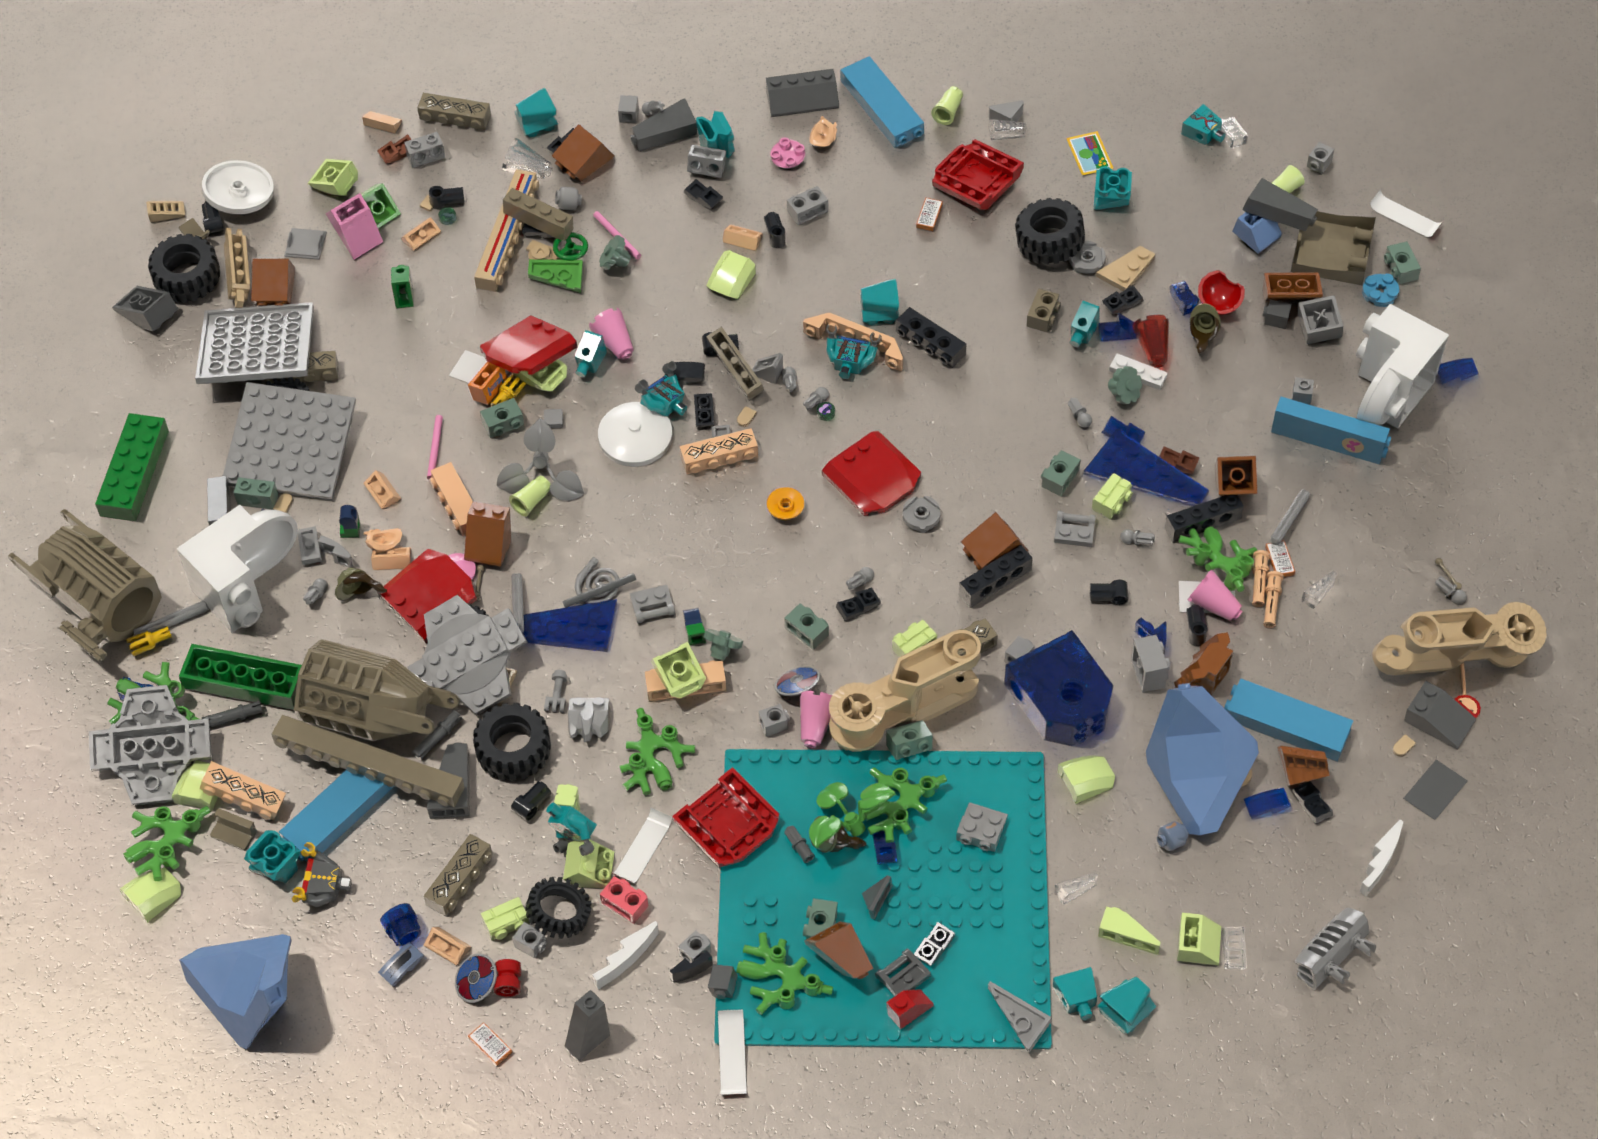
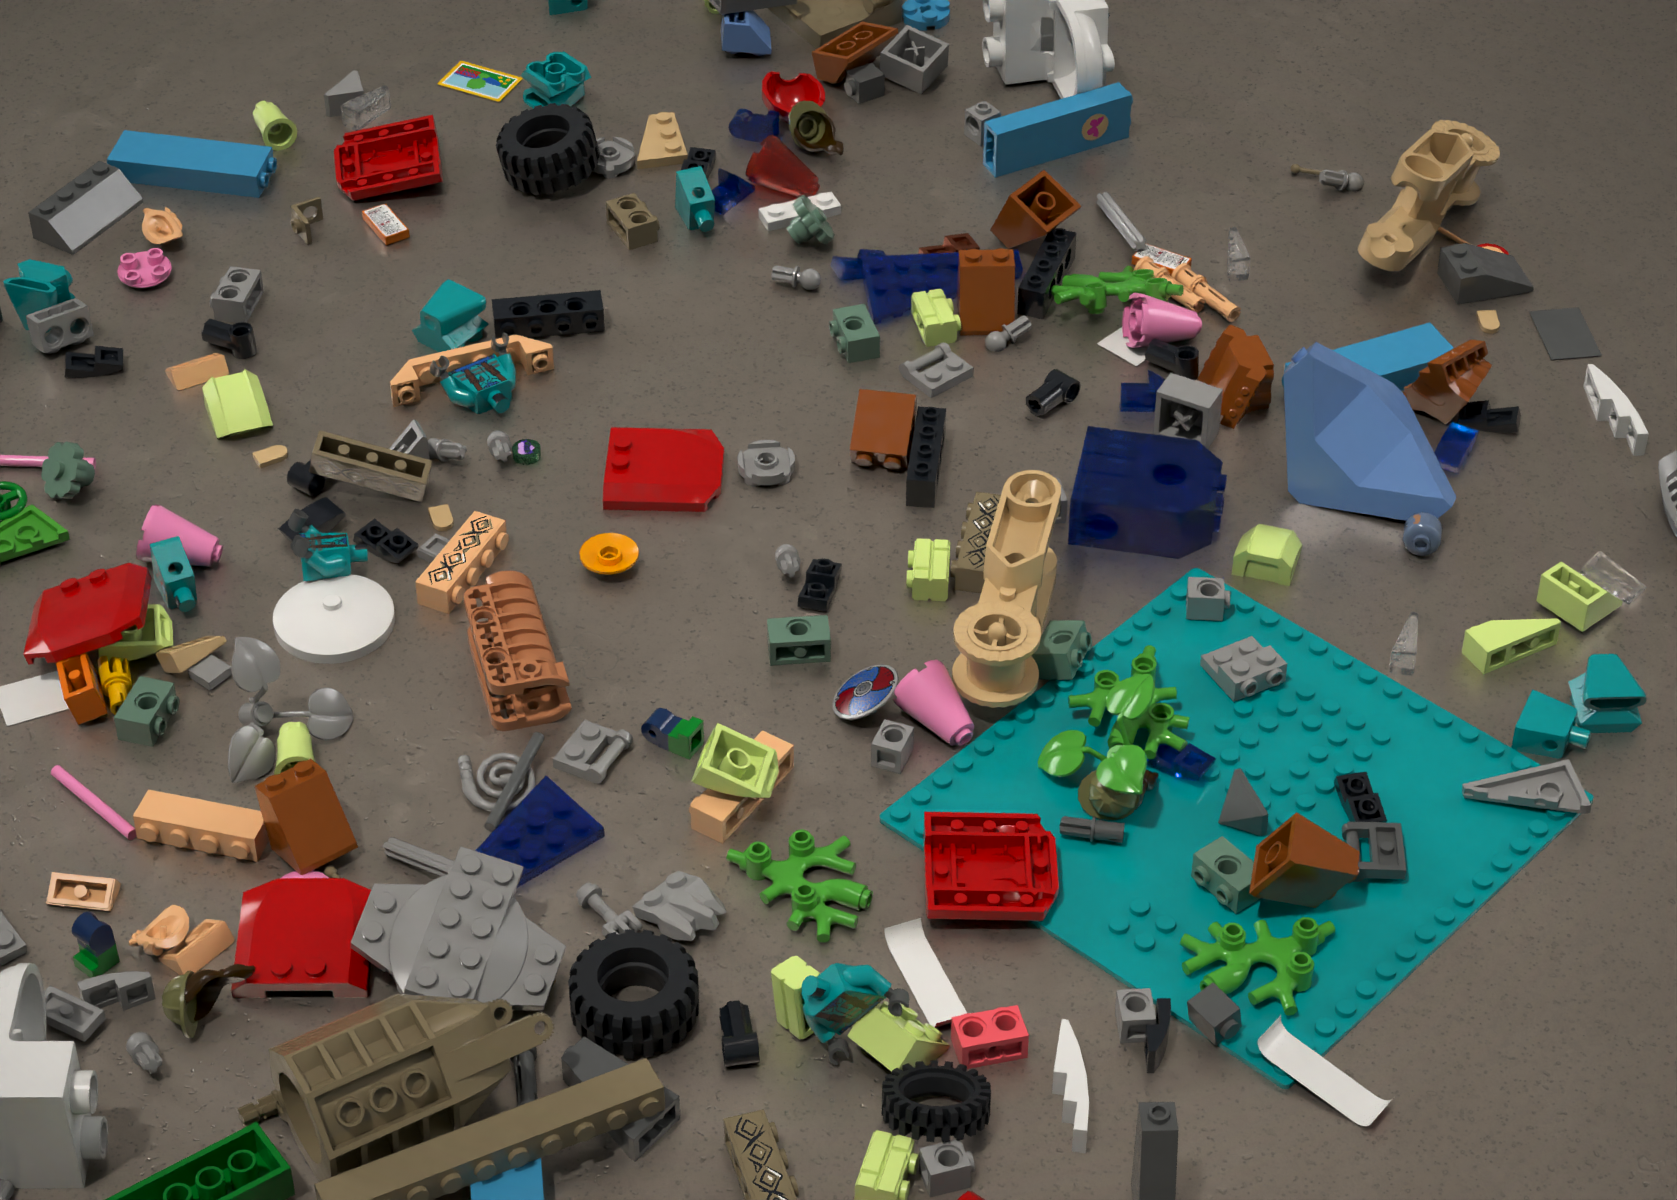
camera: 50 degrees left, 15 degrees down
(550, 401) = (185, 655): none -> tan slope
(675, 522) = (515, 653): none -> nougat piece
(716, 316) = (270, 455): none -> tan piece
(722, 643) = (734, 714): sand green plant -> none
(890, 178) = (301, 224): none -> dark tan bracket
(907, 1006) = (1426, 877): red slope -> none
(1011, 767) = (1206, 598): none -> light grey brick
(1147, 504) = (985, 290): none -> dark orange slope

